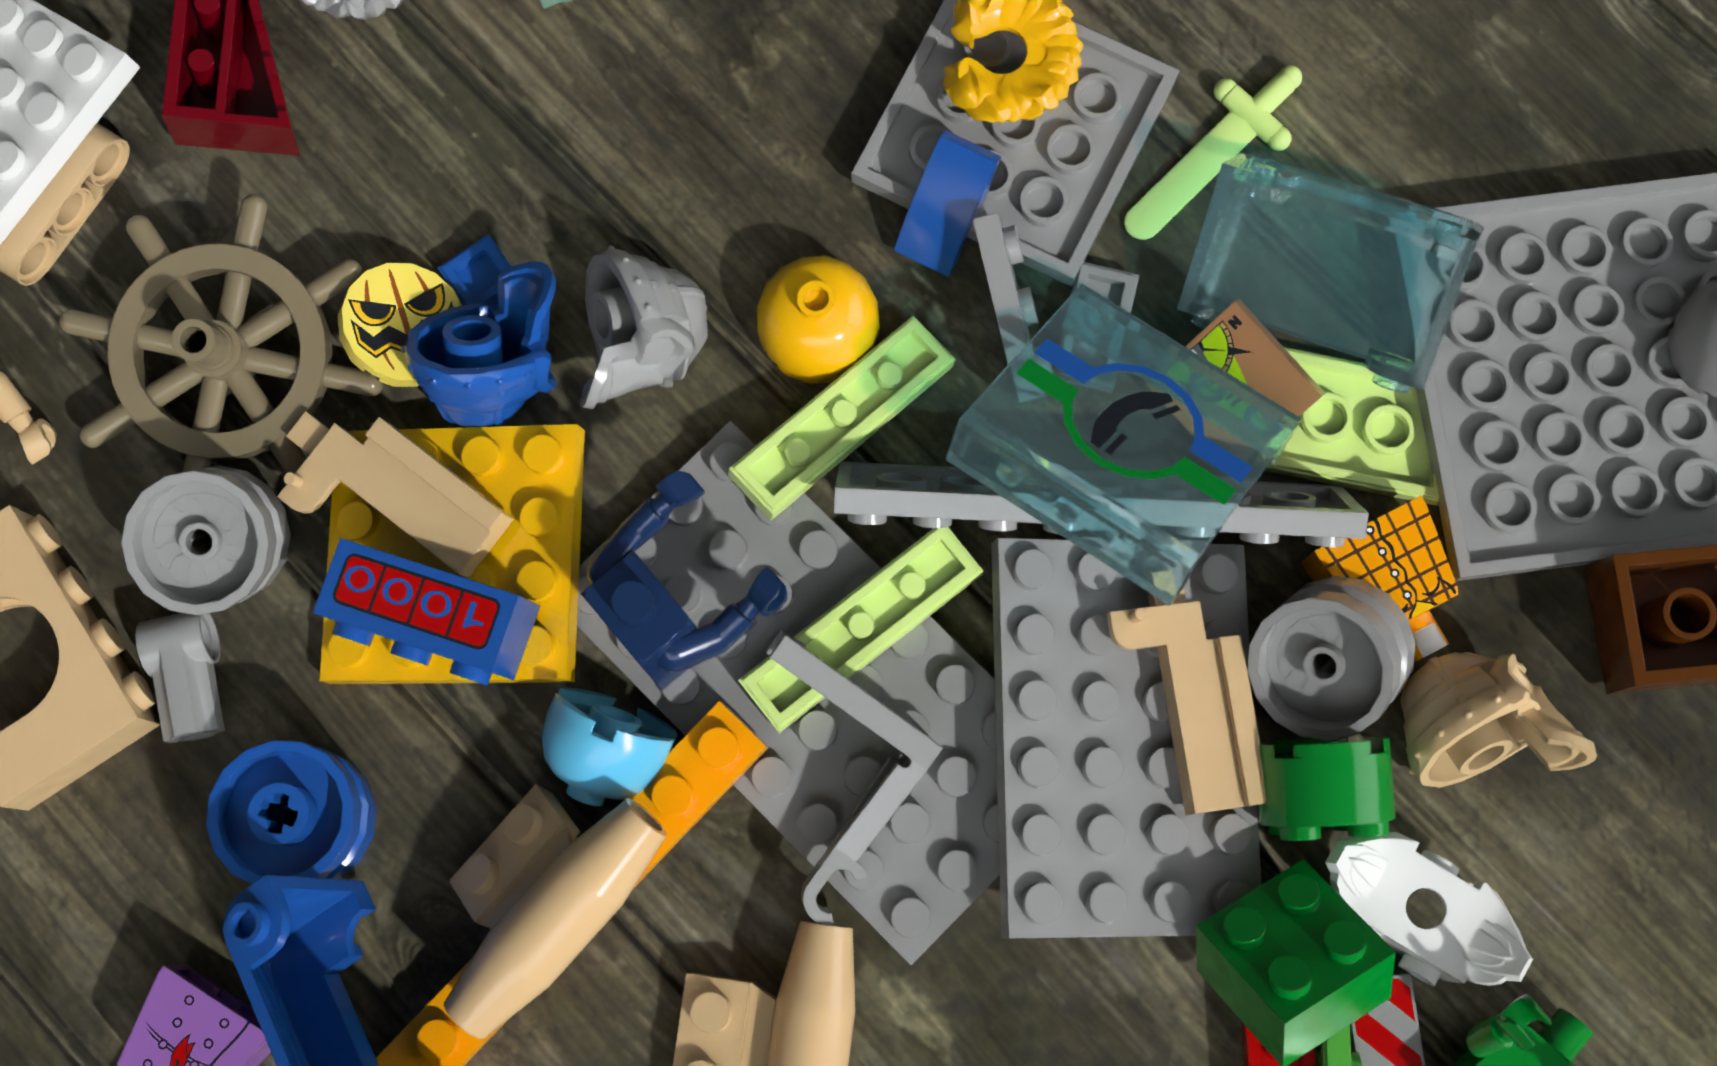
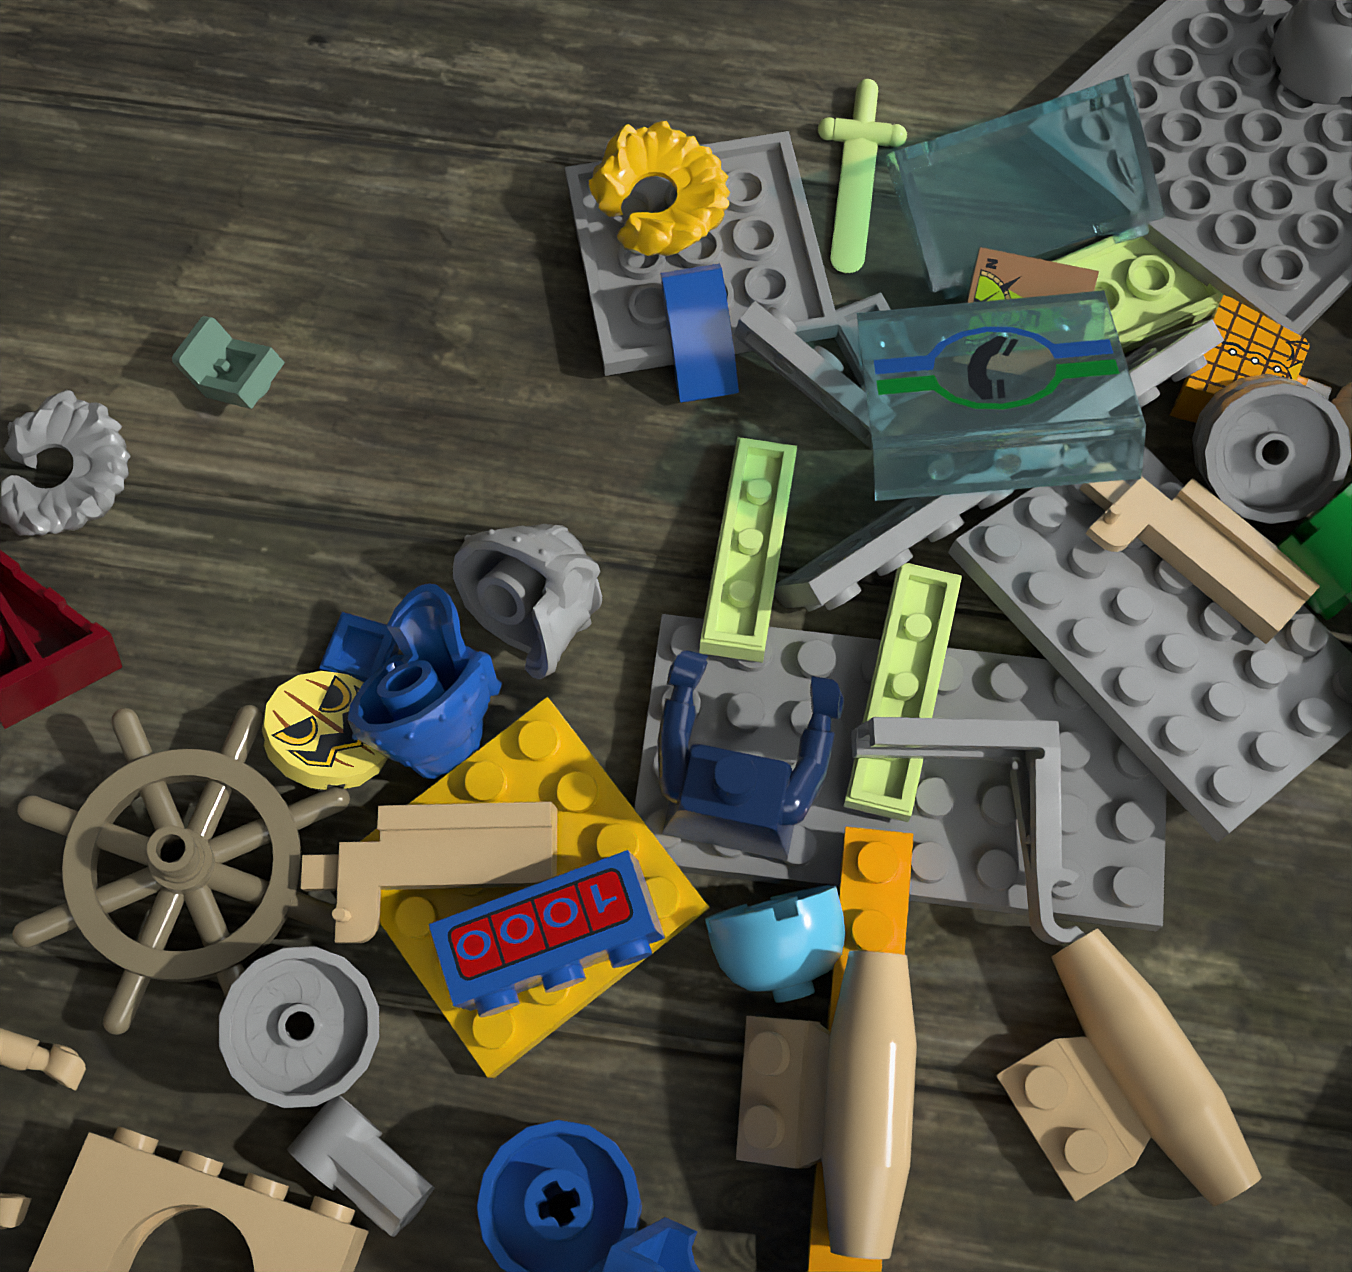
camera: 40 degrees left, 10 degrees down
(817, 318) = (665, 491): yellow cylinder -> none

